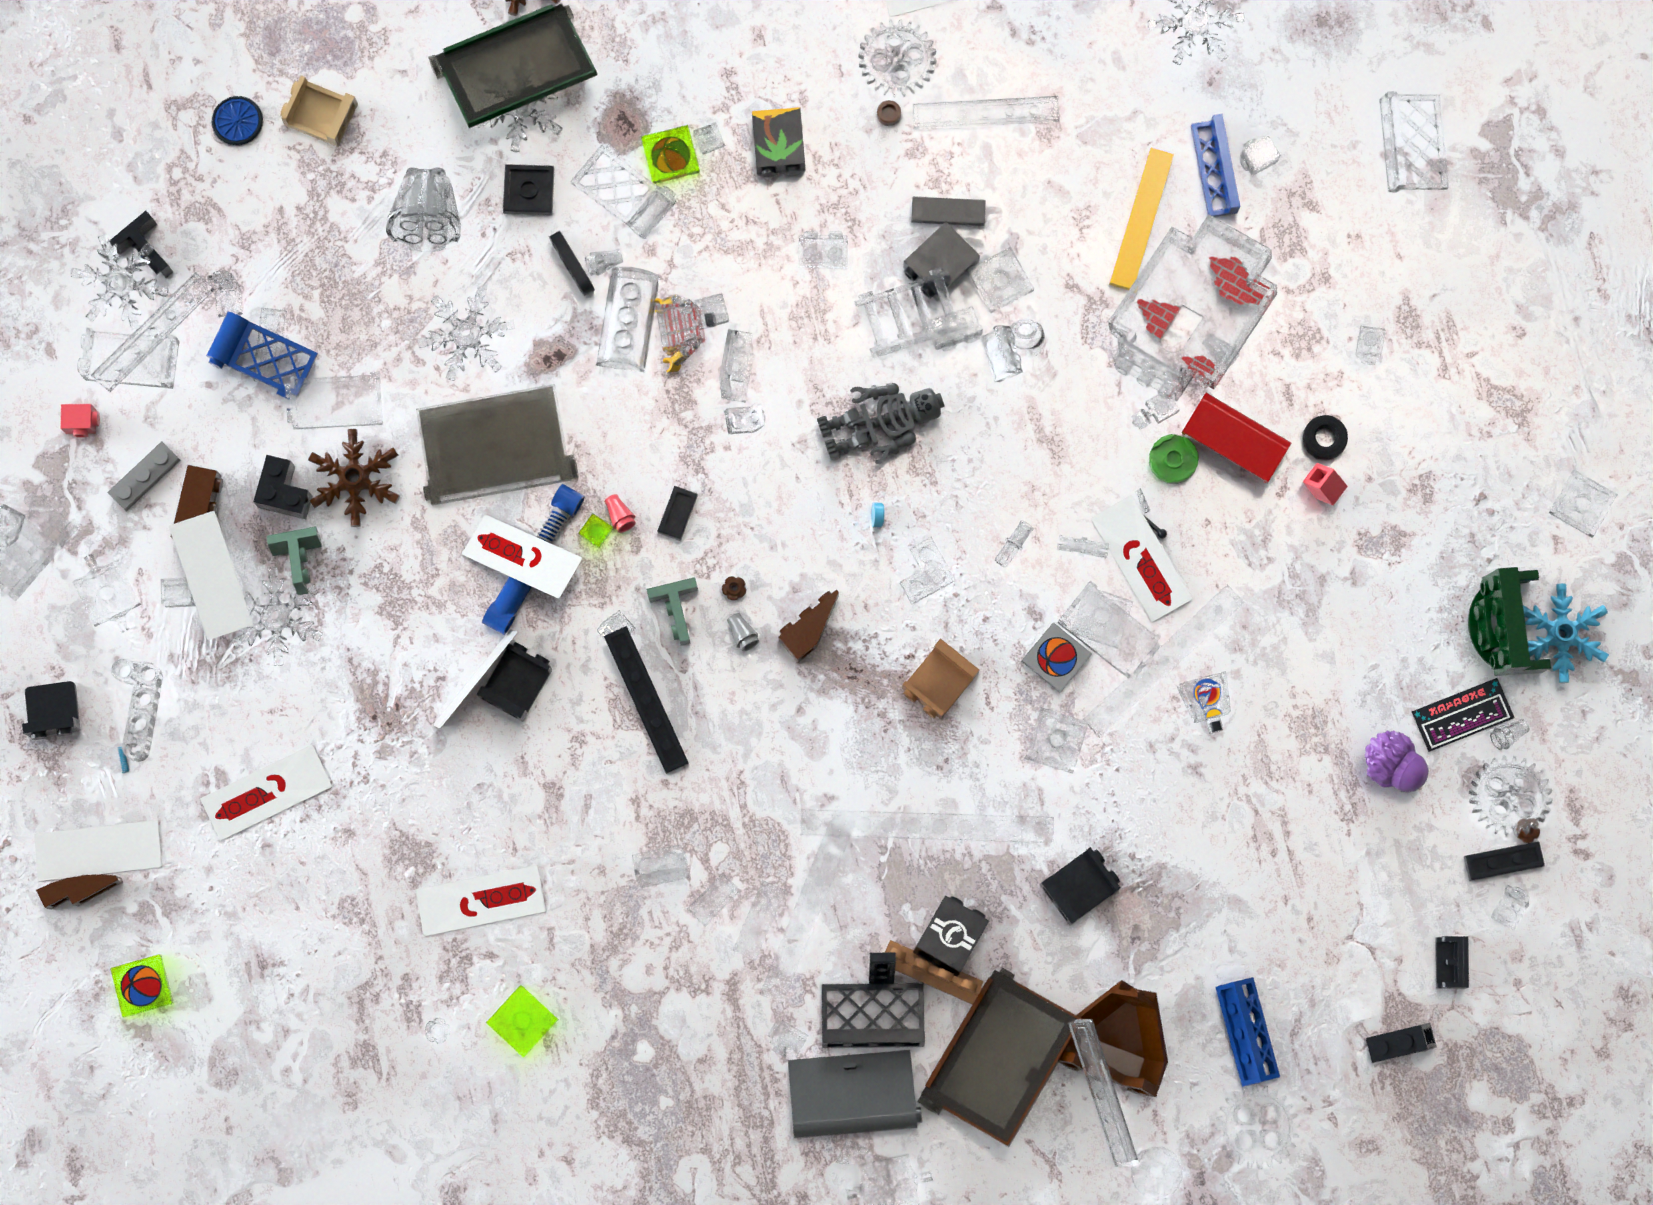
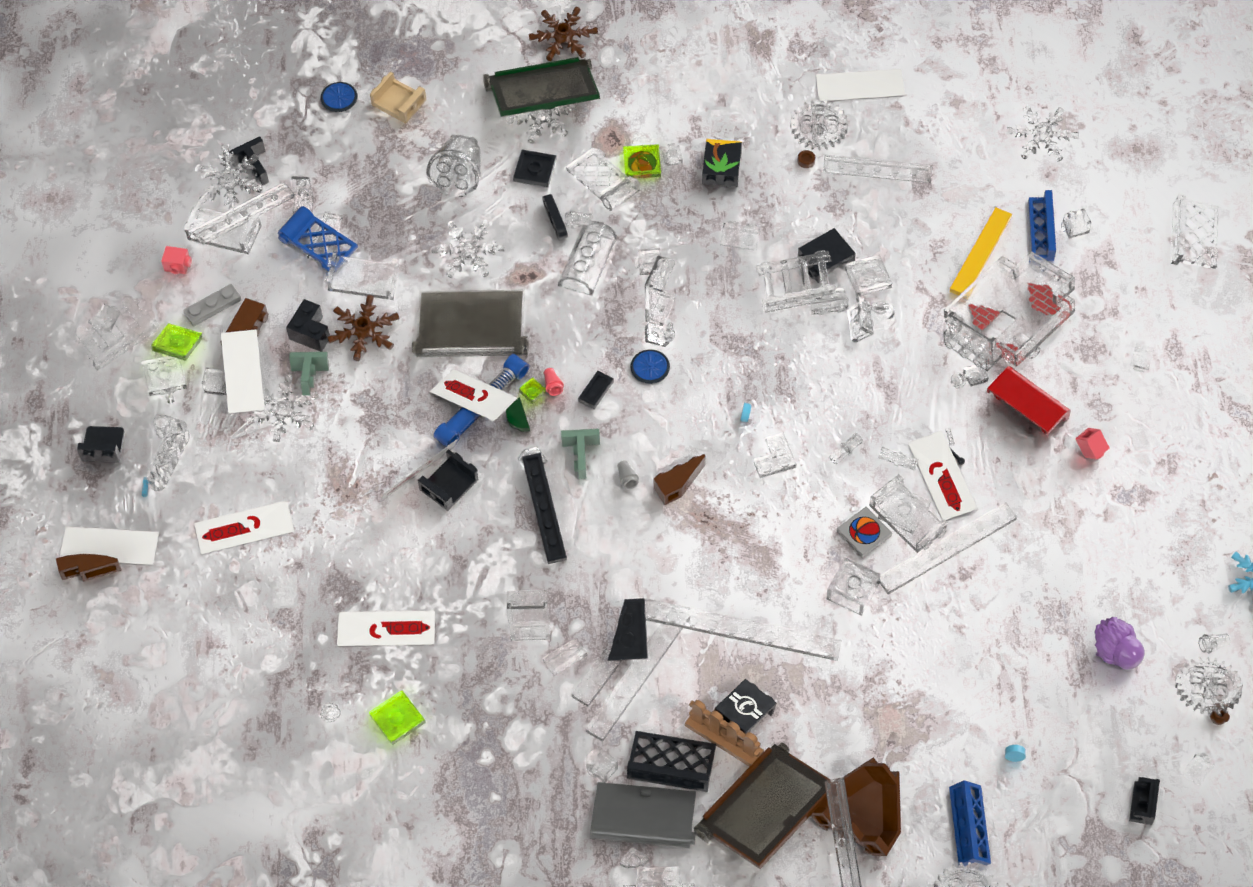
camera: 15 degrees right, 20 degrees down
(111, 542) = (176, 342): none -> clear neon green tile
(141, 985) = (115, 642): tile -> none
(585, 574) = (516, 416): none -> dark green tile
(681, 328) = (624, 265): clear torso -> none
(734, 594) = (627, 450): reddish brown plate -> none
(740, 465) = (650, 366): none -> blue wheel
(792, 860) = (631, 632): none -> black wing
(882, 967) = (685, 717): black tile -> none
(923, 407) = (794, 346): dark grey piece -> none
(940, 680) = (772, 531): medium nougat panel -> none
(948, 210) = (845, 227): tile -> none
(1081, 885) = (854, 695): black panel -> none
(1173, 459) = (978, 412): bright green tile -> none
(1207, 700) = (976, 577): clear torso -> none
(1289, 929) = (1015, 753): none -> medium azure tile
(1325, 422) = (1102, 405): black tyre -> none
(1401, 1042) = (1095, 851): black bracket -> none
(1463, 714) = (1178, 625): black sticker -> none
(1504, 861) = (1198, 735): black tile -> none
(1510, 631) = (1221, 536): dark green piece -> none

